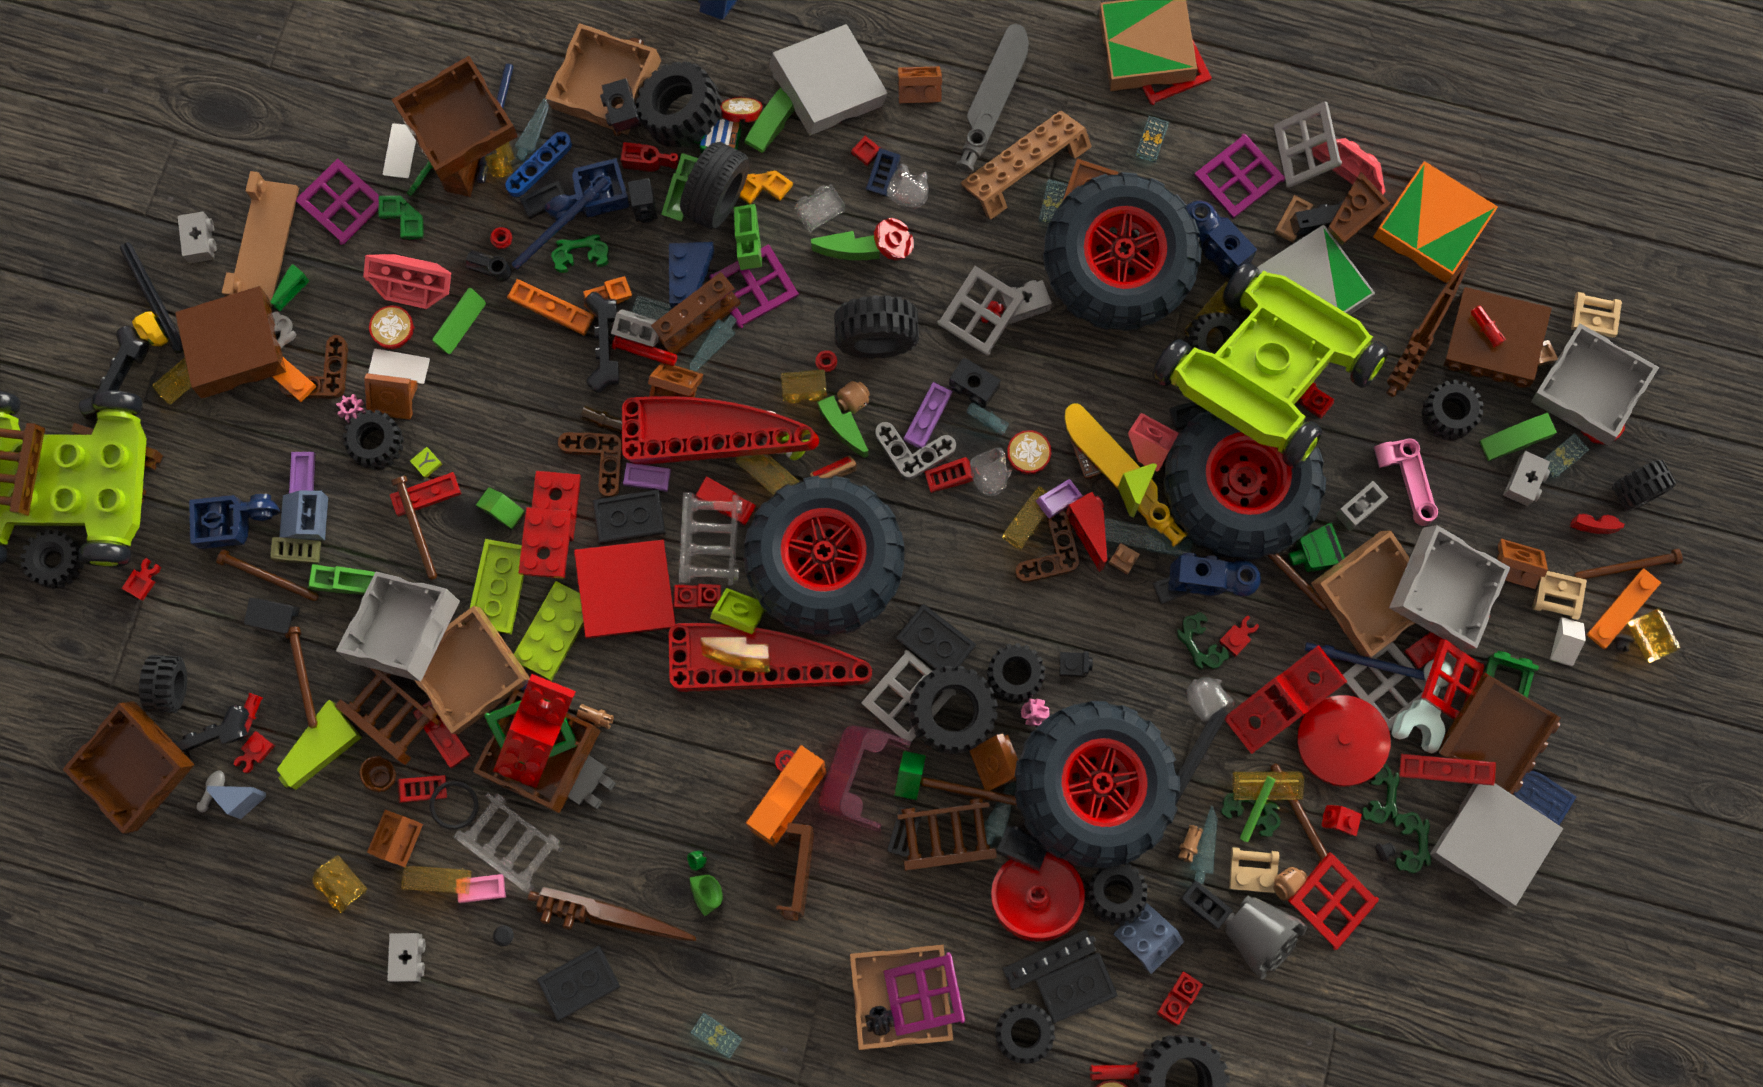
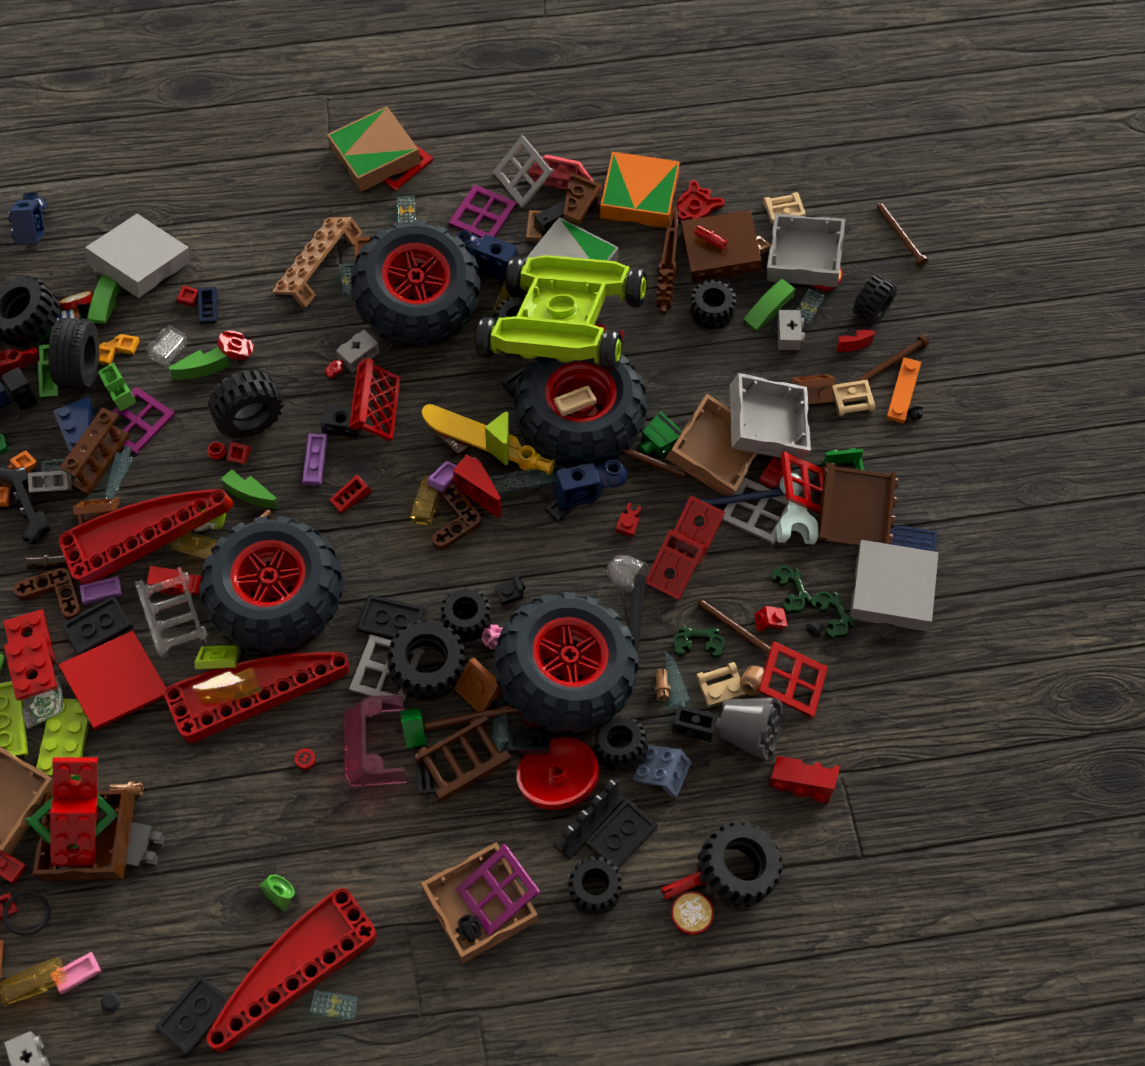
camera: 25 degrees left, 15 degrees down
(506, 864) = (90, 943): clear fence -> none
(544, 590) = (43, 706): none -> clear slope
(599, 912) = (191, 947): reddish brown piece -> none
(644, 350) = (62, 497): red axle -> none
(696, 860) = (259, 868): green hinge -> none
(697, 596) = (177, 664): red slope -> none
(707, 964) = (301, 948): none -> red beam
(787, 796) = (314, 776): orange tile -> none
(803, 385) = (205, 474): clear yellow bracket -> none
(804, 835) = (341, 807): reddish brown panel -> none
(849, 371) = (238, 452): none -> red slope
(853, 397) = (248, 466): medium nougat head -> none
(908, 189) = (231, 307): clear piece -> none
(909, 458) = (313, 495): light grey beam -> none
(919, 84) = (212, 237): dark orange bracket -> none
(987, 418) = (363, 442): clear light blue axle -> none
(988, 475) = (381, 477): clear piece -> none
(993, 94) = (272, 225): dark grey piece -> none
(1000, 322) = (325, 368): light grey window -> none
(1009, 365) = (363, 394): none -> red fence
(1029, 452) = (406, 454): tile -> none
(1124, 558) = (514, 500): medium nougat tile -> none
(1151, 440) = (494, 406): coral slope -> none
(1179, 999) = (708, 806): red slope -> none
(1191, 625) = (615, 545): dark green helmet -> none
(1236, 485) = (575, 401): none -> tan tile
(1249, 784) = (702, 616): clear yellow slope -> none
(1257, 809) = (702, 635): bright green bar -> none
(1293, 1017) = (804, 779): none -> red wedge
(1343, 741) = (744, 561): red dish -> none
(1361, 506) = (677, 392): light grey brick -> none
(1413, 474) = (707, 359): bright pink piece -> none
(1447, 769) = (832, 547): red plate -> none
(1494, 265) = (697, 203): none -> red tile
(1568, 641) = (876, 428): white slope -> none
(1654, 635) = (935, 397): clear yellow bracket -> none
(1726, 450) = (921, 260): none -> reddish brown bar

